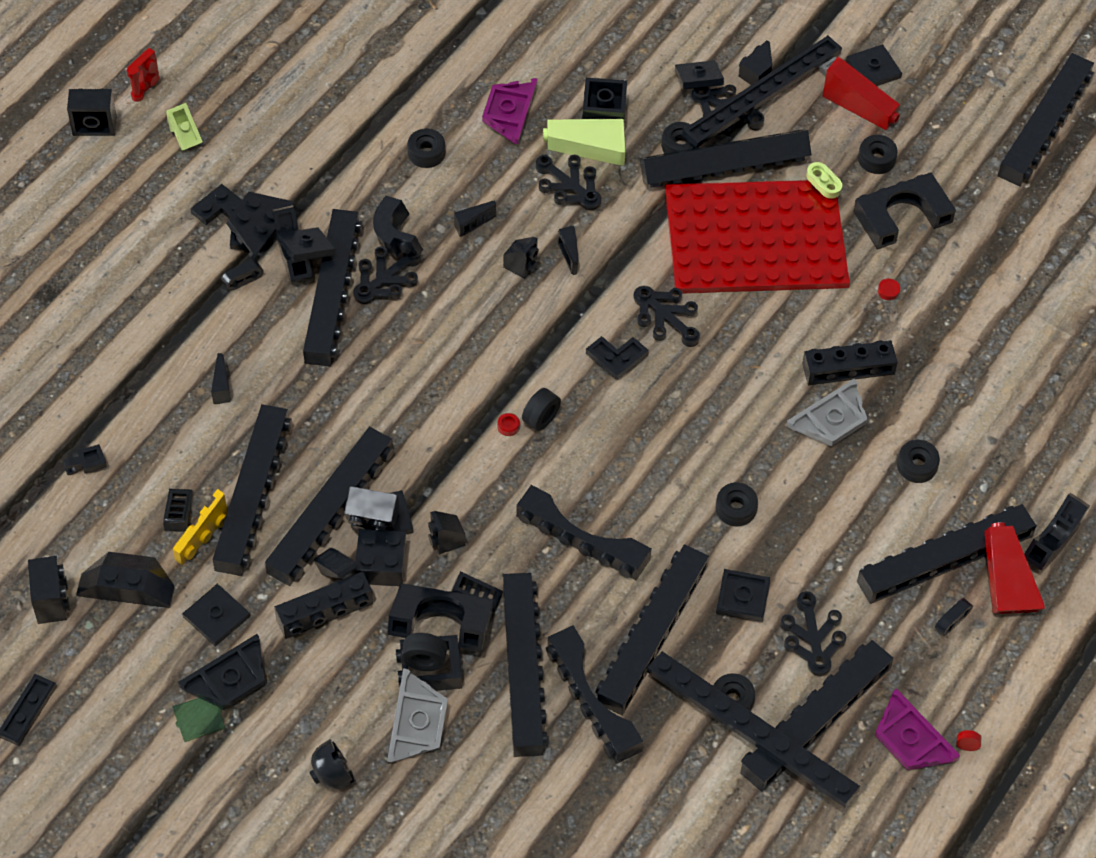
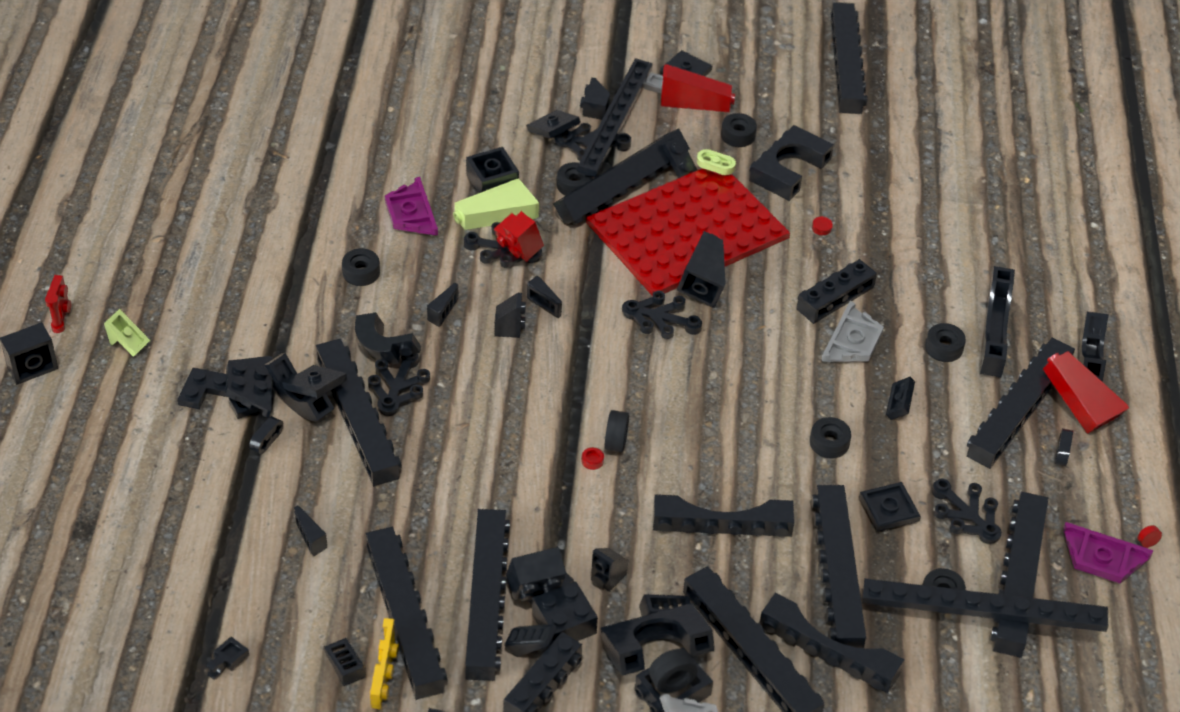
camera: 30 degrees left, 10 degrees down
(580, 180) = (519, 235): none -> red brick
(617, 361) = (647, 368): black plate -> none
(726, 286) = (705, 271): none -> black slope
(793, 159) = (679, 156): none -> black plate
(831, 496) = (900, 398): none -> black plate
(965, 483) = (995, 334): none -> black arch

